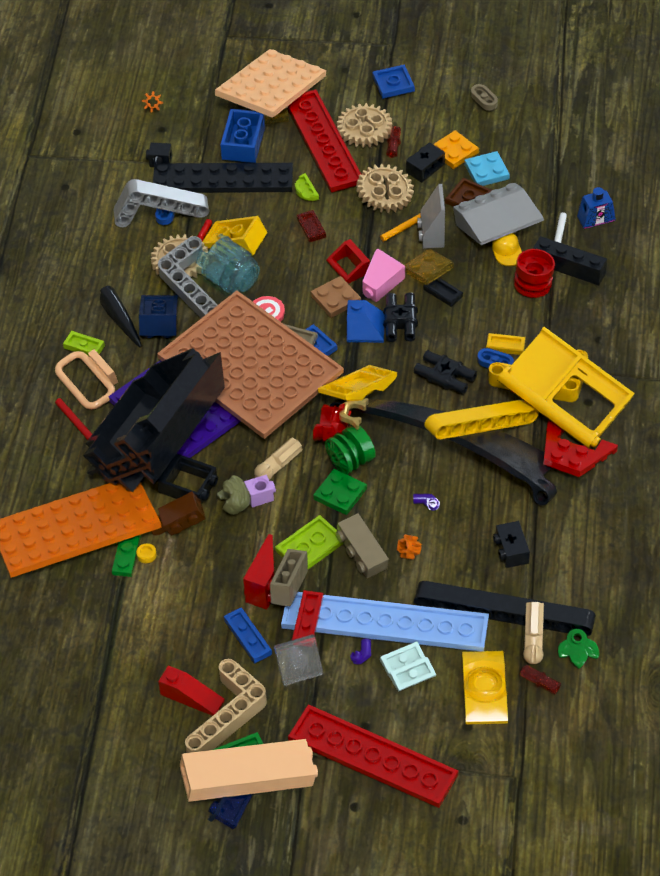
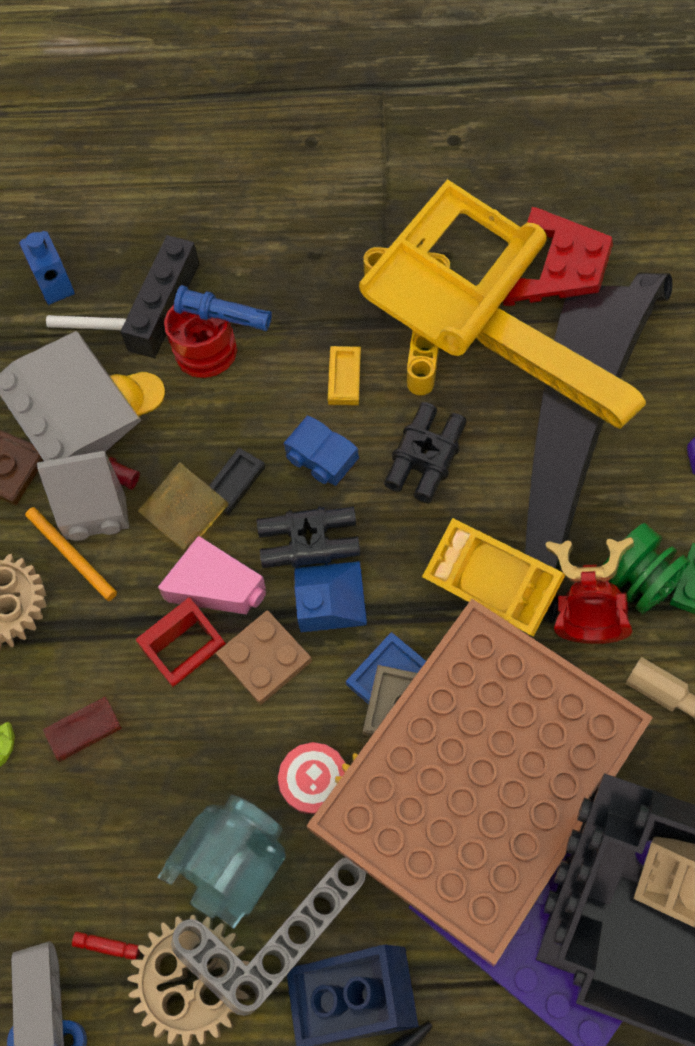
camera: 95 degrees left, 15 degrees up
(246, 232) = (122, 873): yellow slope -> none
(453, 325) = (321, 451): none -> blue brick
(457, 238) = (125, 475): none -> dark red pin
(488, 356) = (385, 384): blue plate -> none
(540, 263) = (209, 306): none -> blue pin

